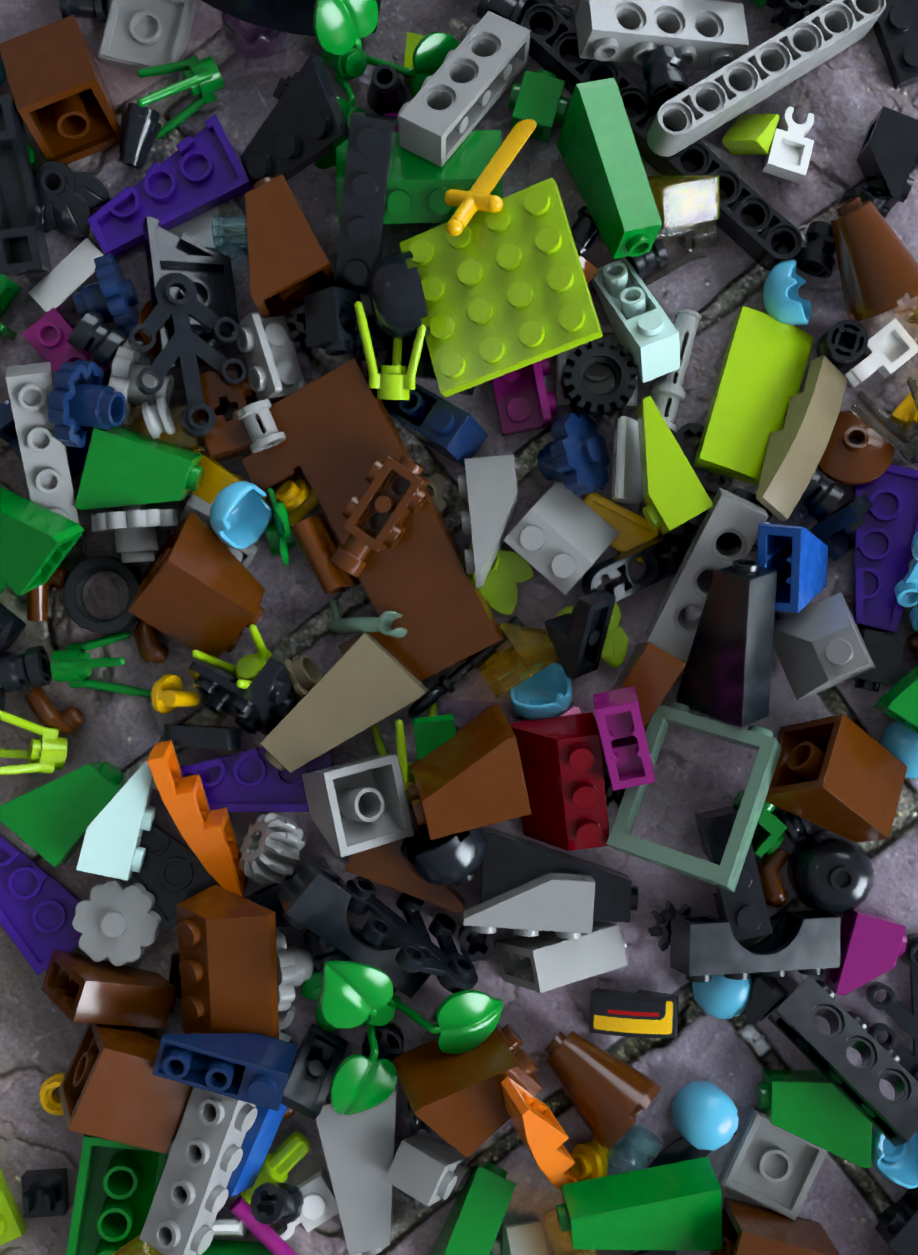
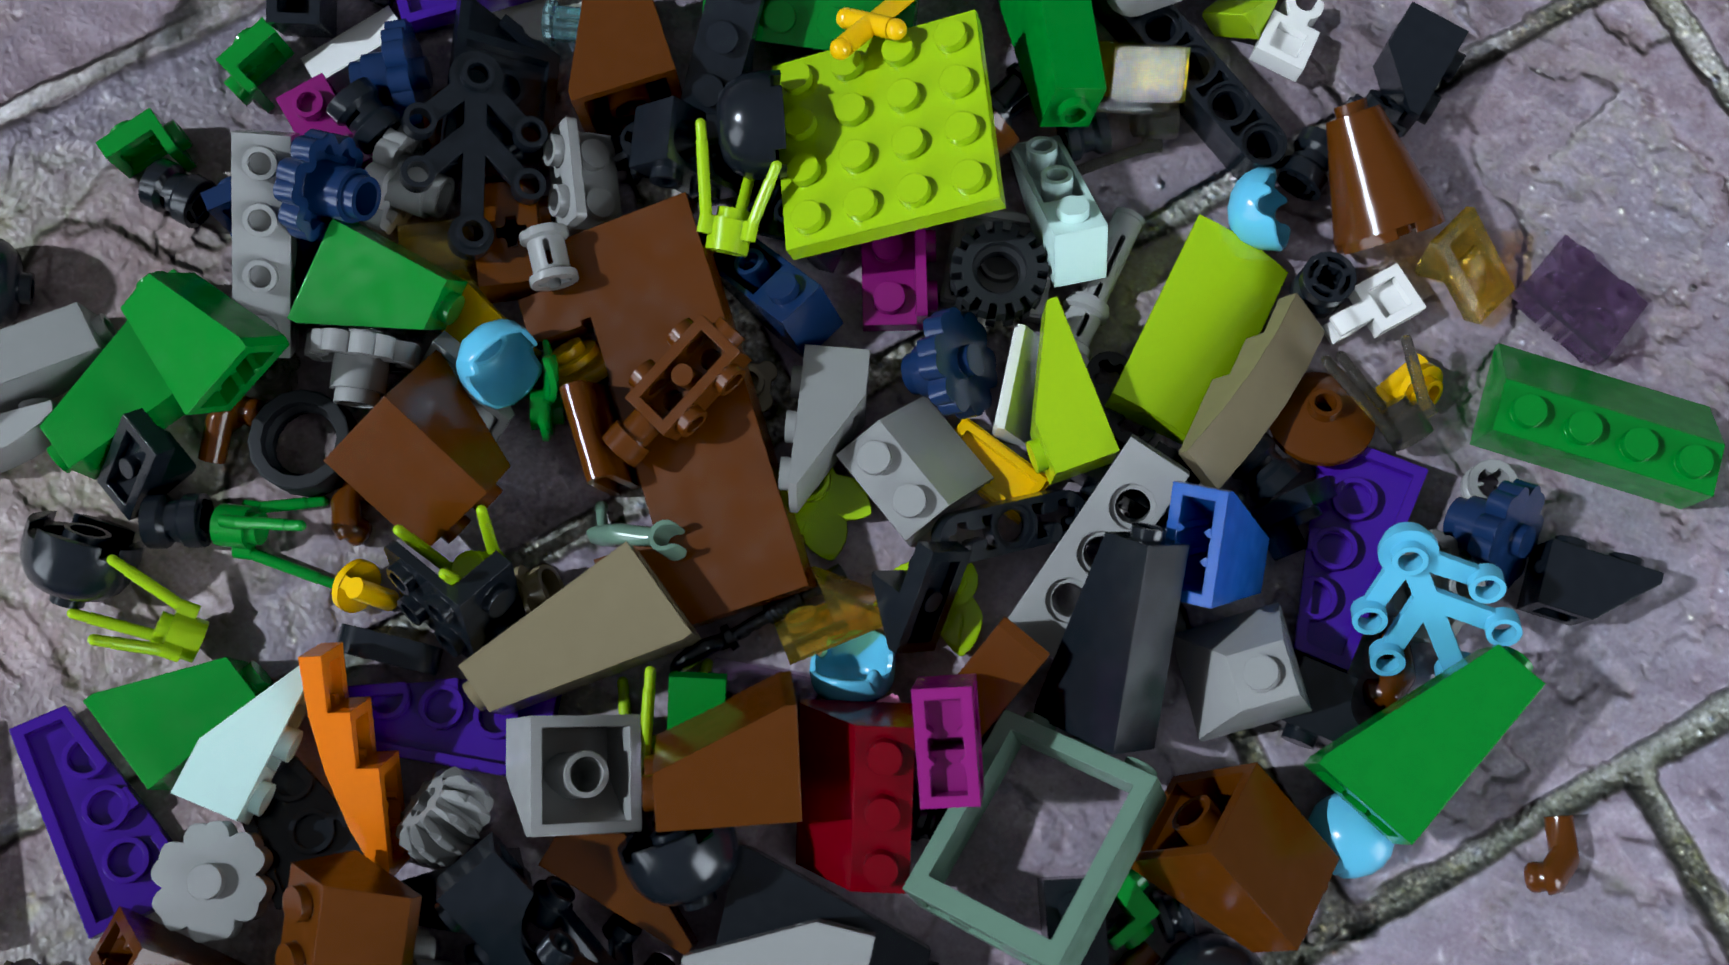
camera: 10 degrees right, 10 degrees down
(50, 716) = (196, 589): reddish brown arm -> none
(158, 418) = (420, 225): light grey bush -> none

